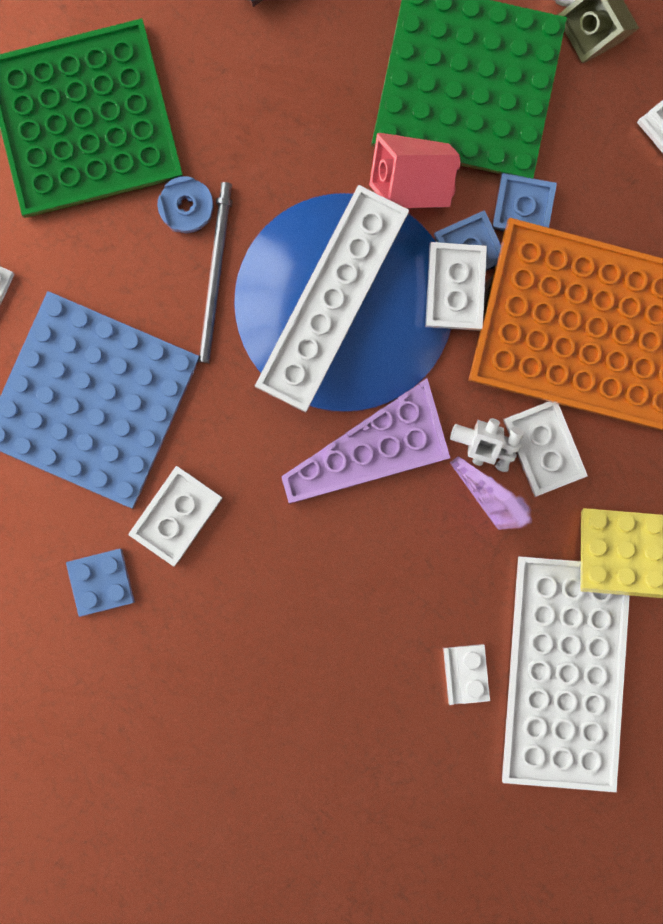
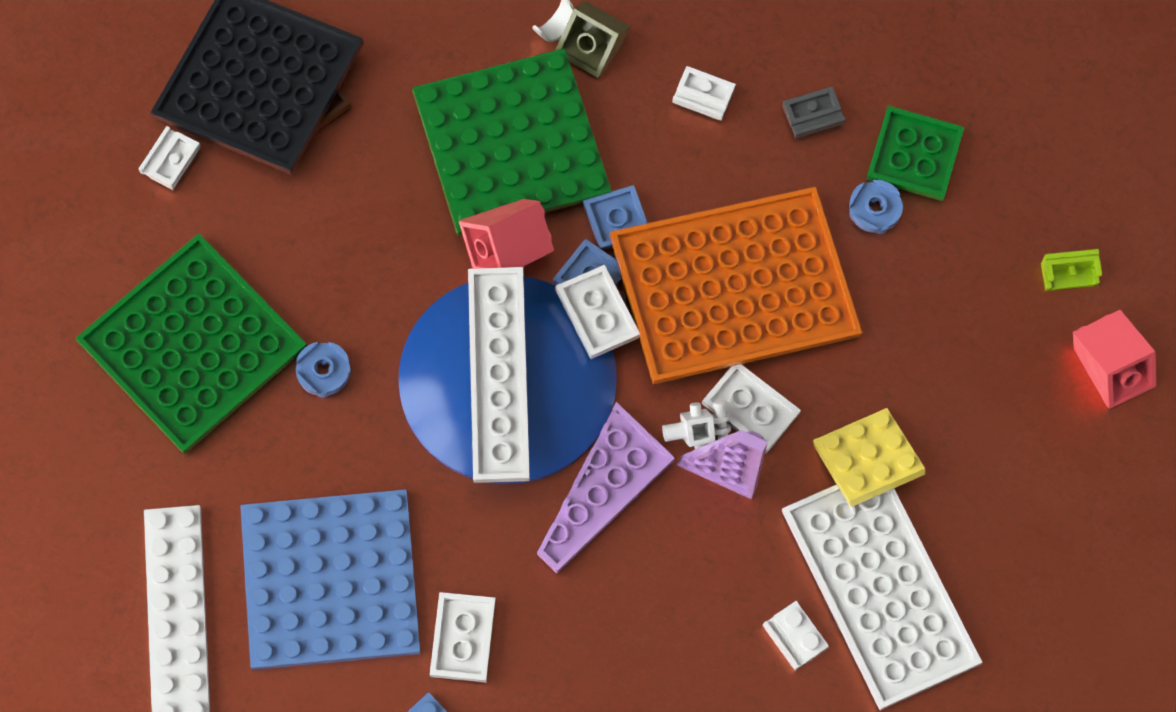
camera: 30 degrees left, 15 degrees down
(223, 203) = (356, 351): flat silver bar -> none

